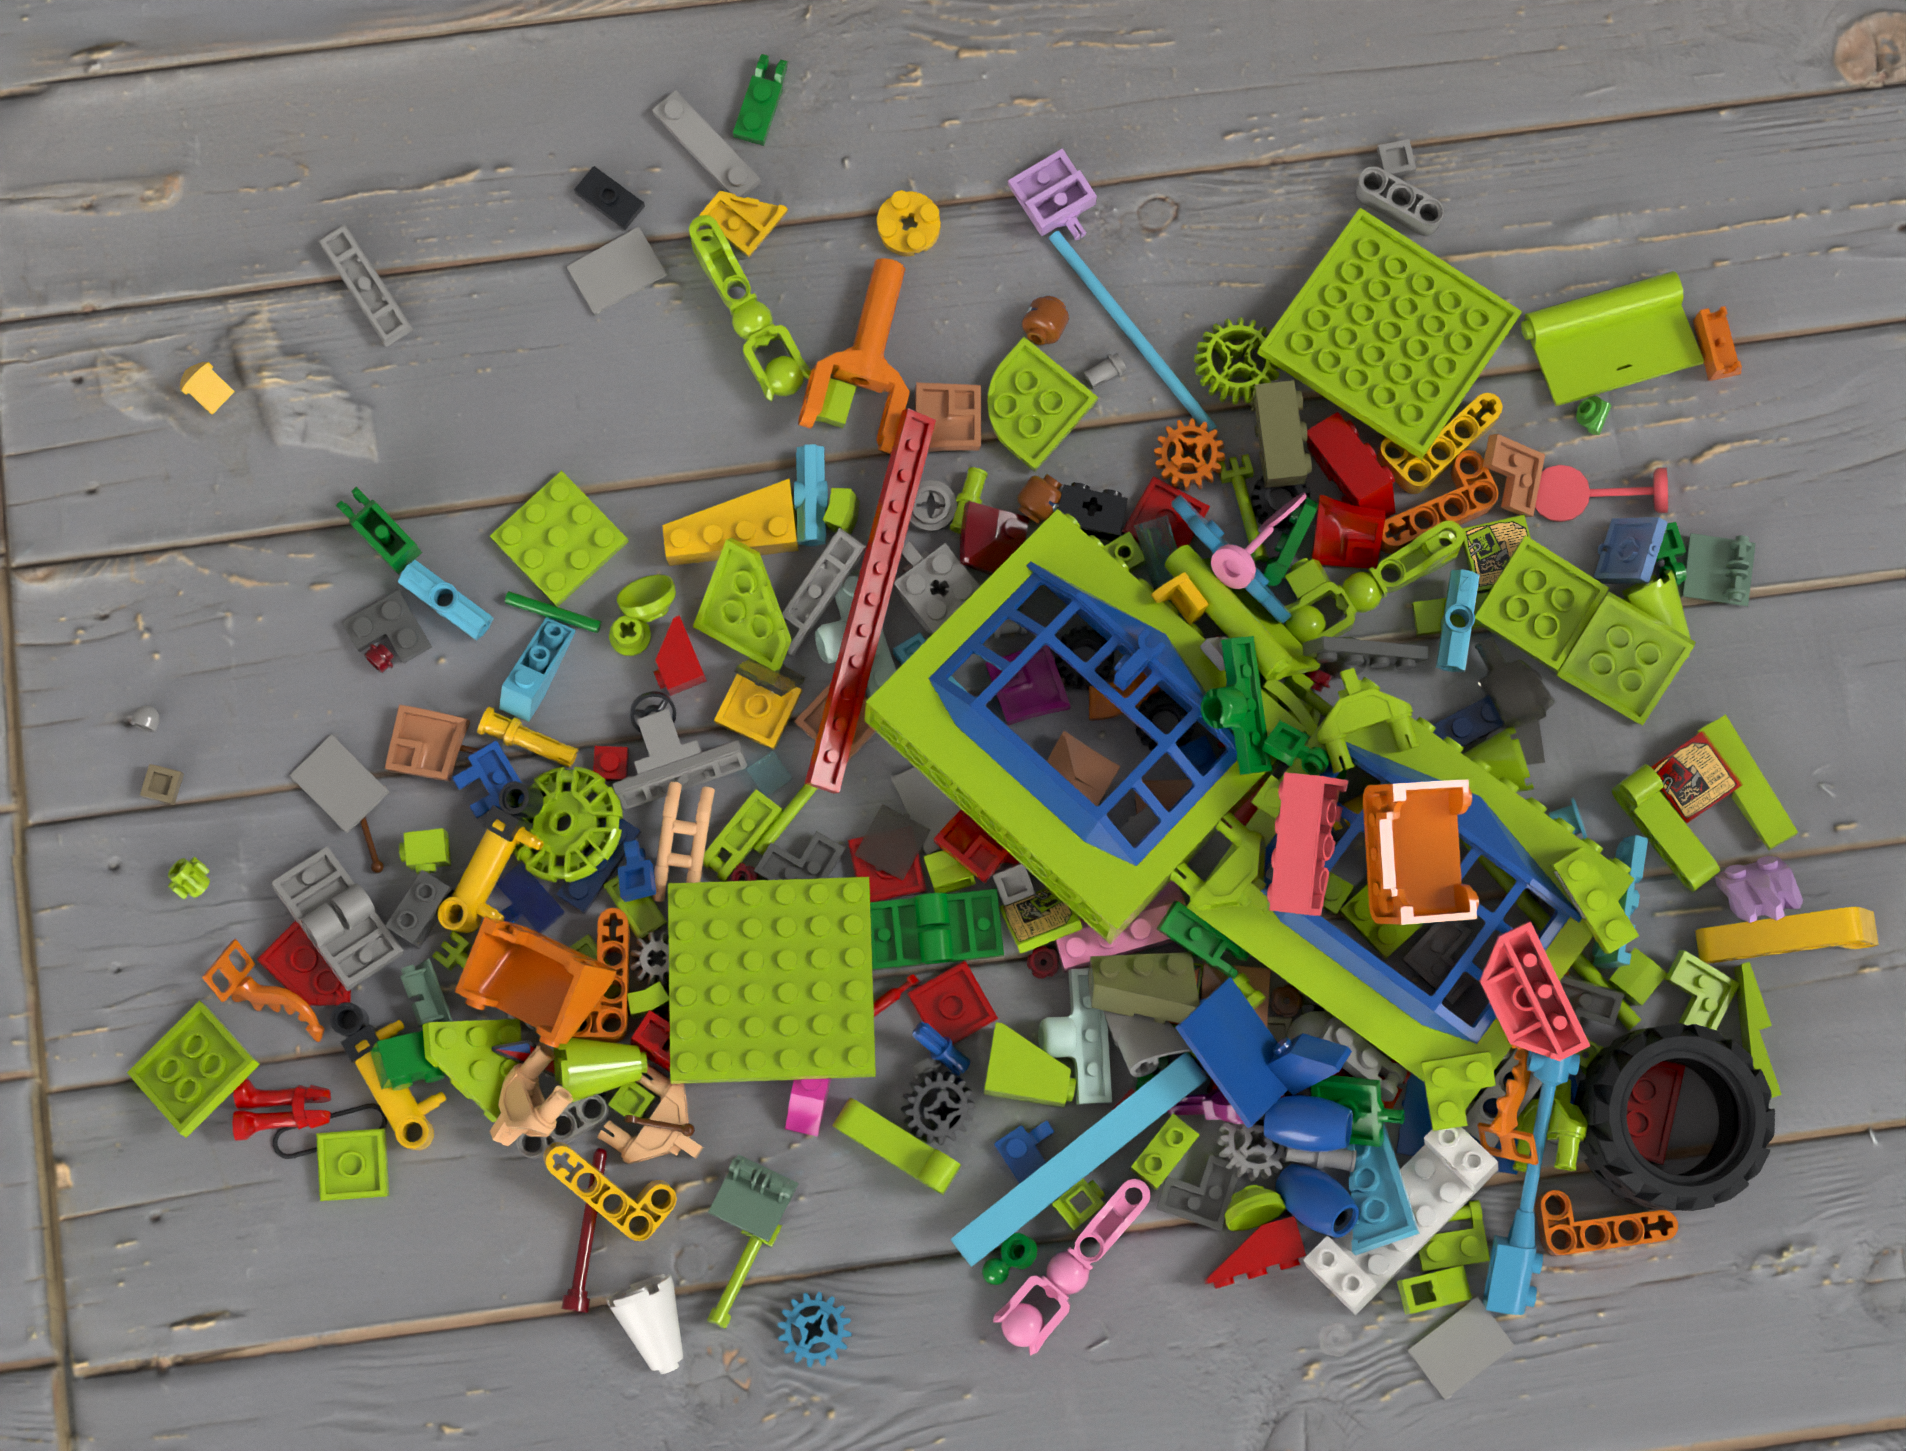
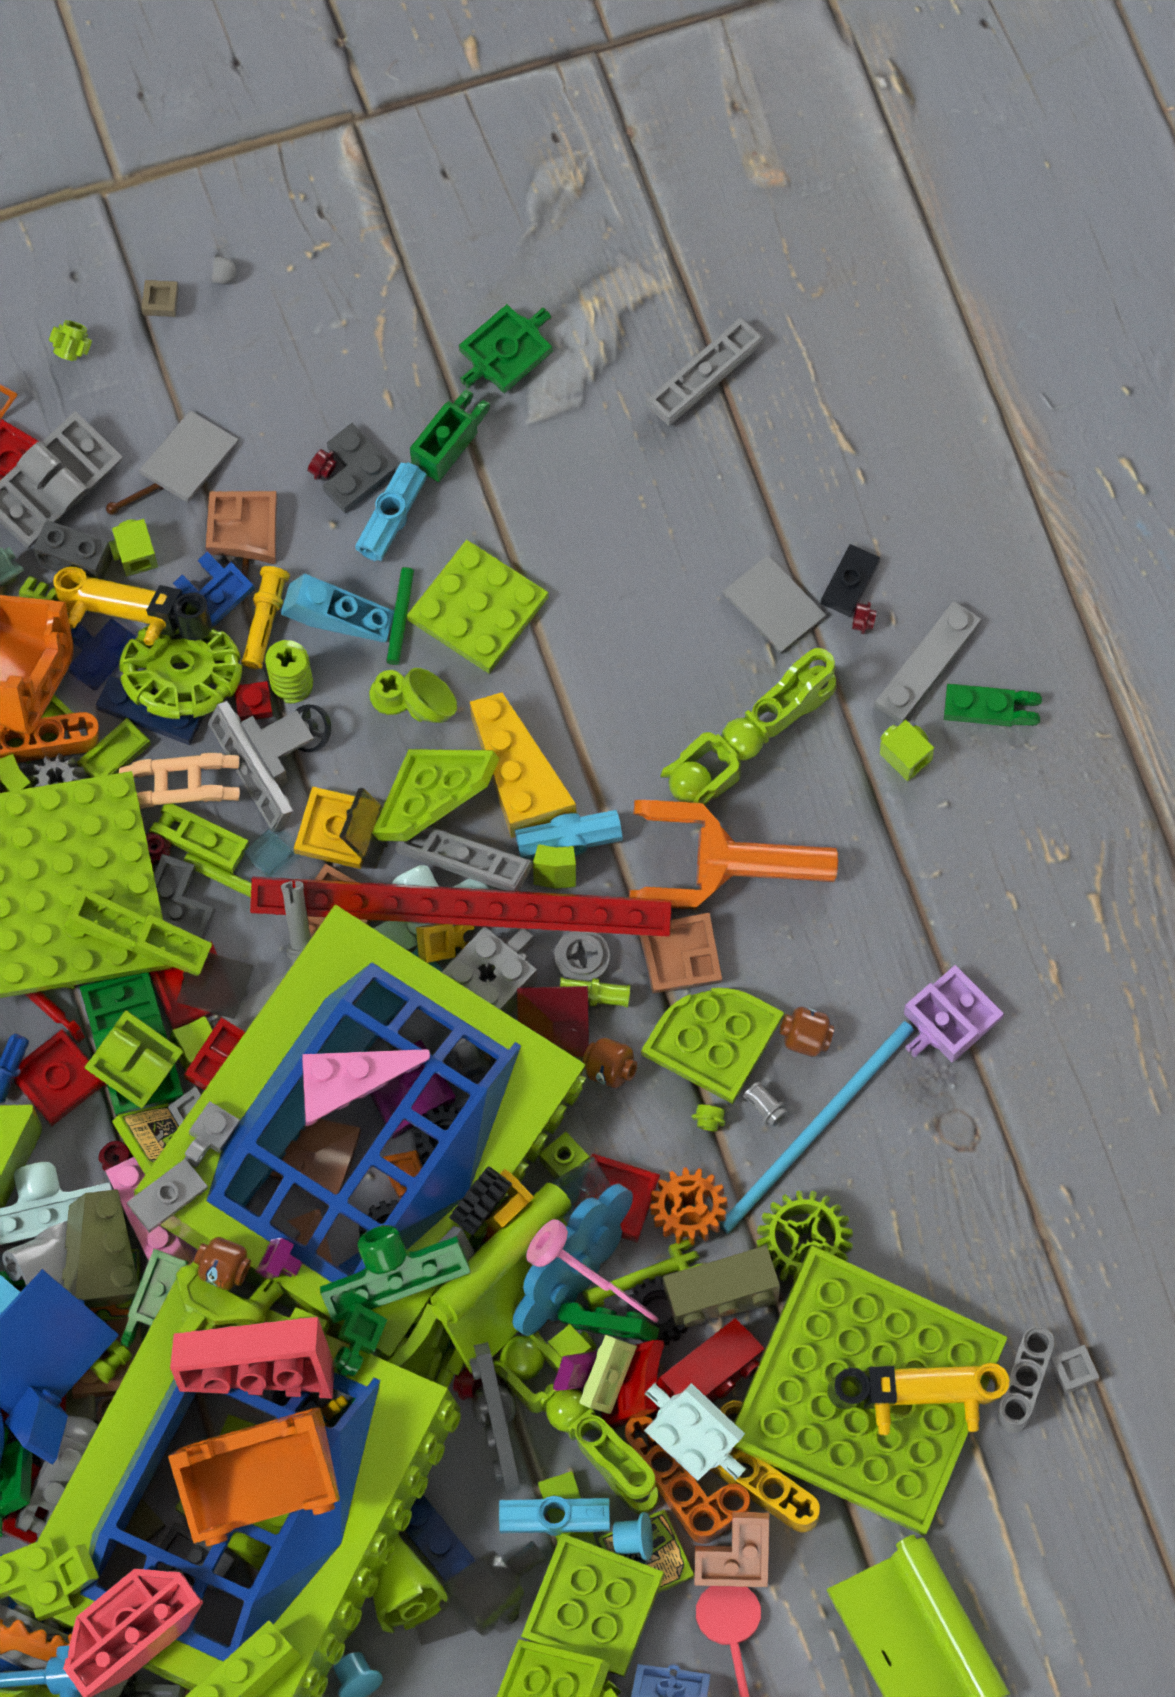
camera: 80 degrees right, 10 degrees down
(205, 386) = (567, 249): yellow tile -> none
(296, 464) = (505, 348): none -> green plate
(591, 708) = (289, 671): none -> lime piece
(638, 876) = (137, 743): blue plate -> none
(651, 192) = (863, 617): none -> dark red plate
(677, 661) = (370, 741): red slope -> none
(744, 220) = (852, 710): yellow wing -> none
(790, 180) = (906, 749): none -> lime brick
(837, 403) = (674, 840): lime piece -> none
(837, 902) = (137, 933): none -> lime slope
(878, 754) = (296, 918): none -> light grey pin
(897, 629) = (439, 941): none -> yellow plate
(900, 207) = (877, 860): yellow plate -> none
(963, 923) = (133, 1059): none -> lime plate
(1051, 718) = (339, 1078): none -> bright pink wing
(1073, 848) = (212, 1131): none -> light grey plate
(1108, 422) = (709, 1117): none -> lime plate
(1109, 512) = (603, 1096): black brick -> none
(1128, 899) = (167, 1195): none -> light grey plate
(1131, 666) = (411, 1151): blue plate -> none
(1183, 617) = (480, 1200): none -> black tyre
(1203, 858) = (222, 1263): none -> dark orange head
(1208, 808) = (278, 1260): none -> magenta tile
(1334, 570) = (574, 1371): none -> magenta tile
(1350, 554) = (607, 1374): none -> yellowish green plate
(1359, 709) = (410, 1396): lime connector -> none
(1399, 309) = (887, 1386): none -> yellow piece
(1412, 480) = (694, 1432): none -> light aqua plate
(1461, 1041) = (75, 1570): none -> lime plate
(1488, 557) = (634, 1536): none -> medium azure piece
(1593, 414) = (826, 1634): bright green plate -> none

